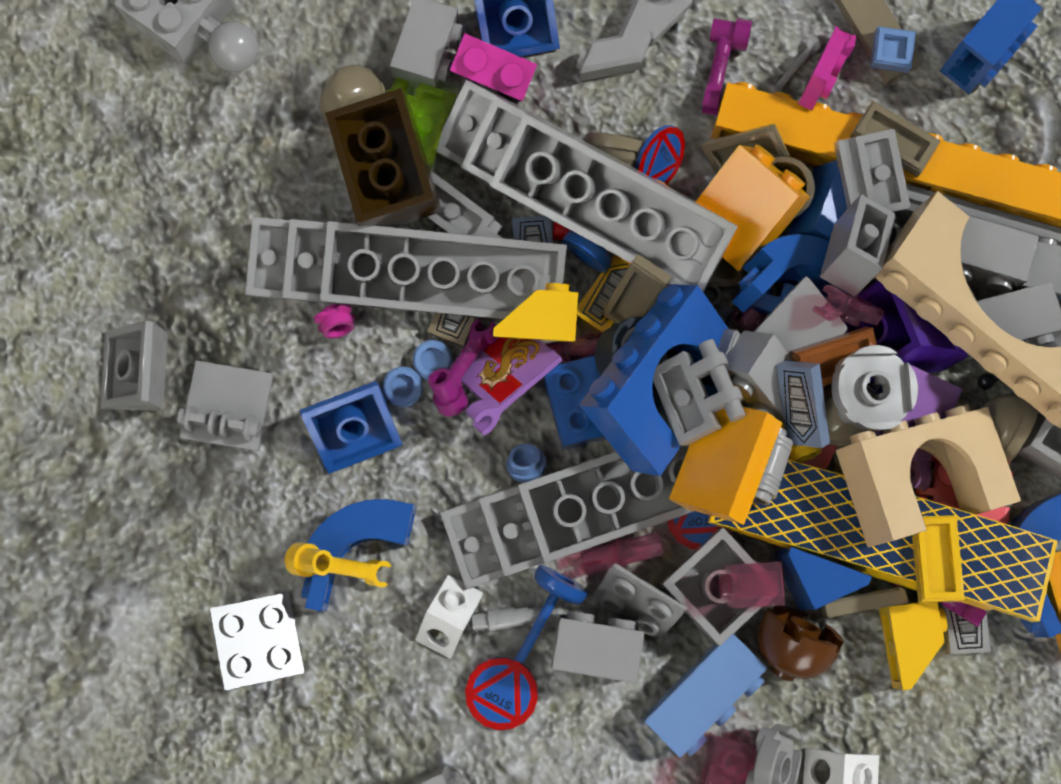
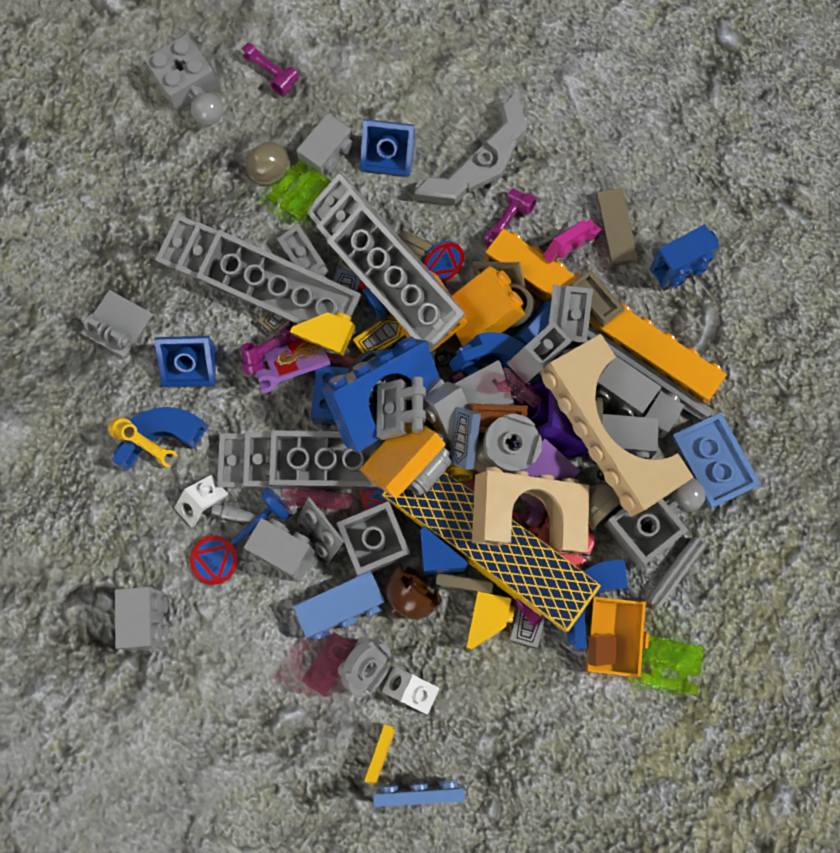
camera: 25 degrees right, 5 degrees down
(134, 367) = (71, 281): light grey slope -> none
(256, 641) = (75, 472): hinge -> none
(335, 320) = (202, 294): dark pink plate -> none
(383, 160) = (267, 204): dark brown slope -> none
(402, 387) = (228, 349): medium blue tile -> none
(430, 357) = (253, 334): medium blue tile -> none
(493, 67) = (359, 172): dark pink brick -> none
(526, 463) = (286, 420): medium blue plate -> none
(636, 291) = (391, 333): dark tan tile -> none
(752, 585) = (389, 541): clear pink brick -> none
(892, 49) = (620, 244): medium blue tile -> none
(938, 561) = (515, 567): yellow tile -> none

